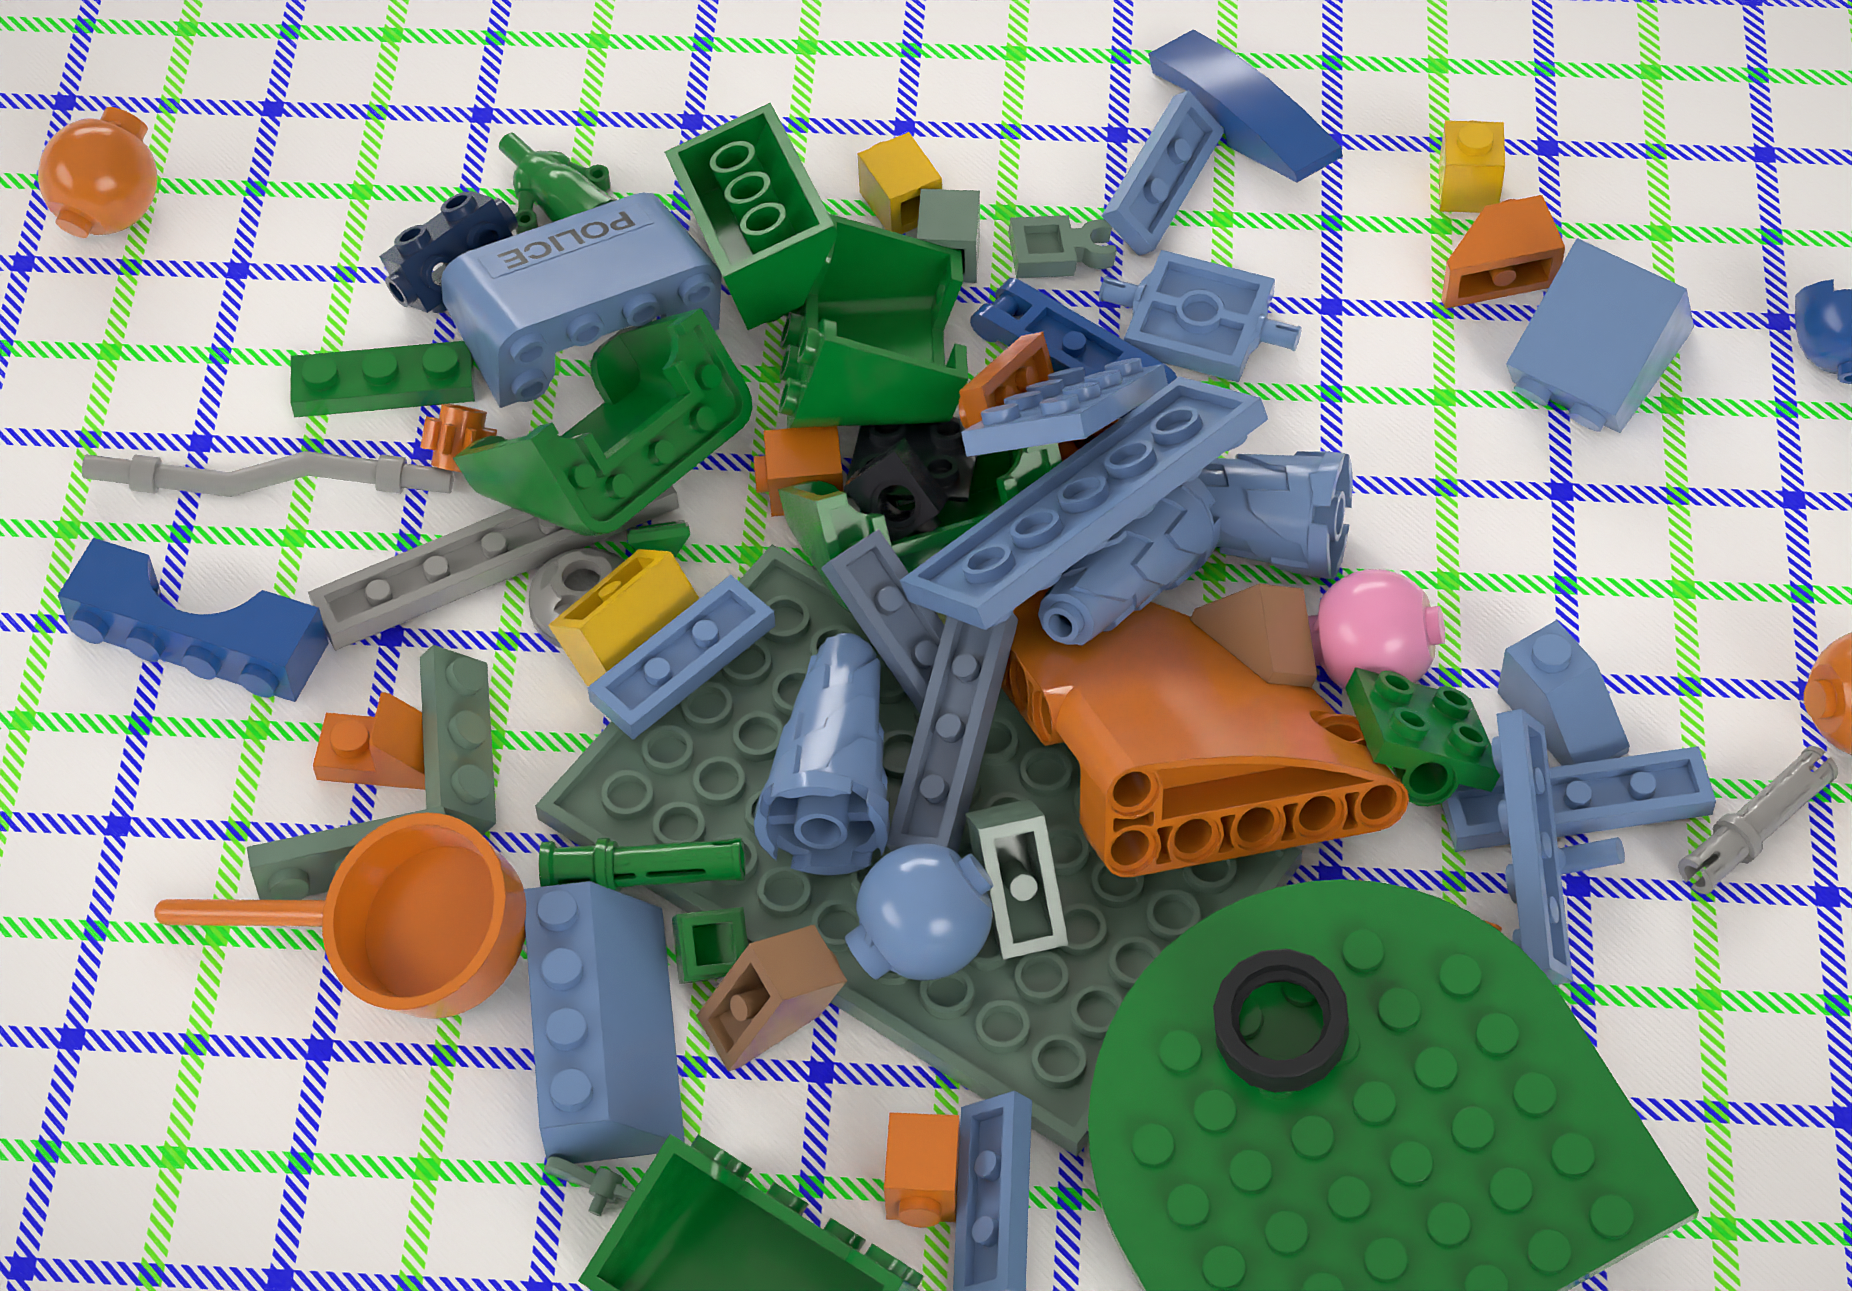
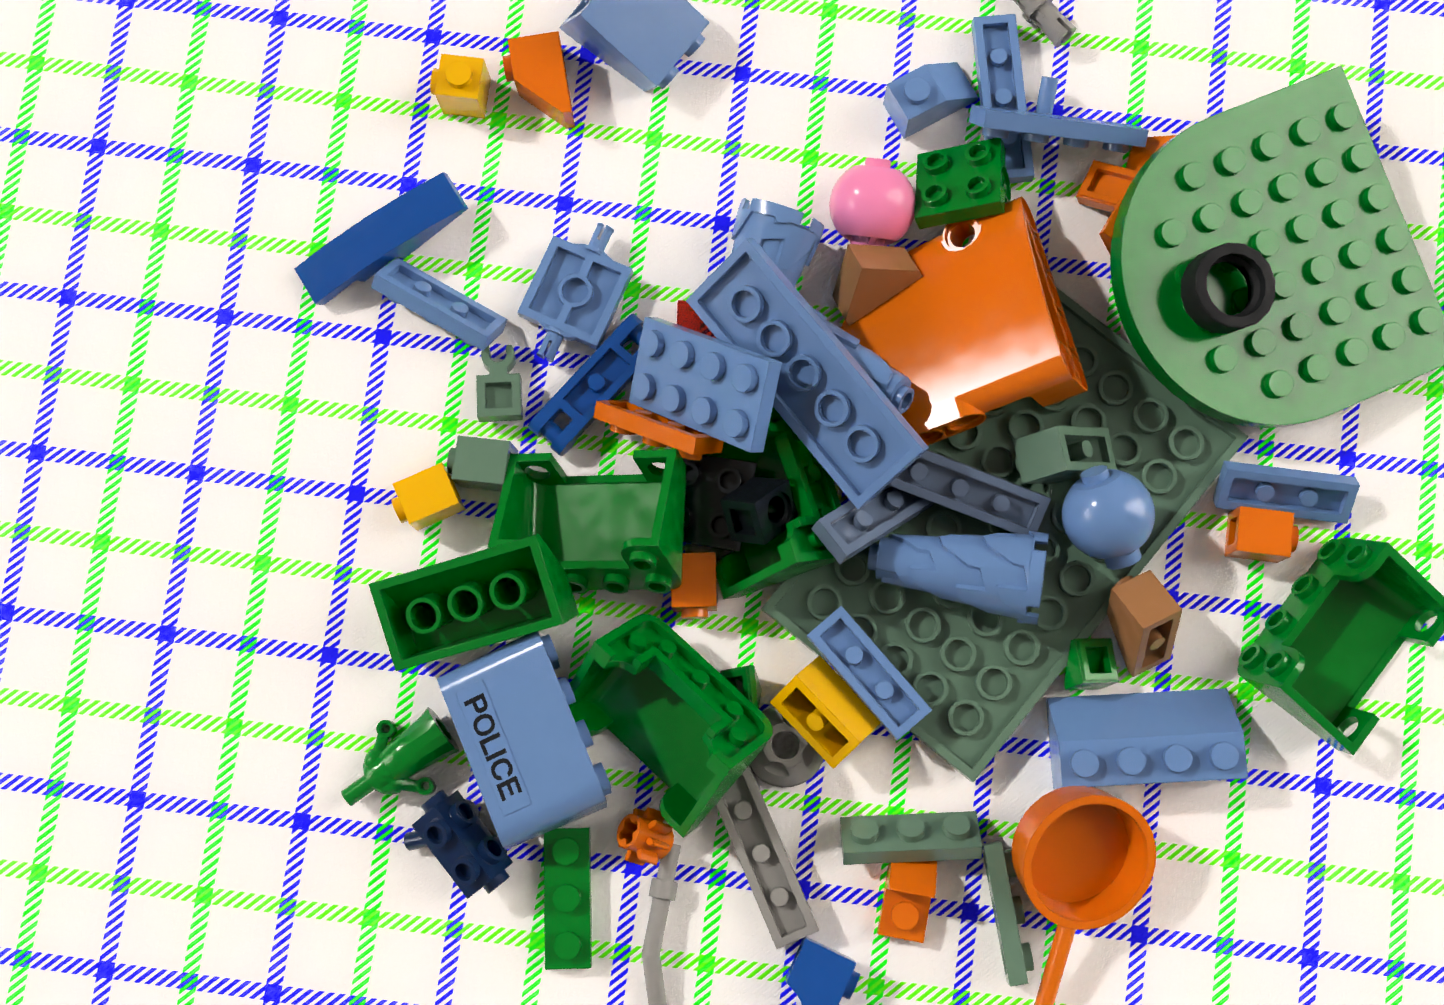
camera: 85 degrees left, 25 degrees up
(603, 1185) = (1256, 738): sand green piece -> none
(642, 865) = (1035, 730): green pin -> none

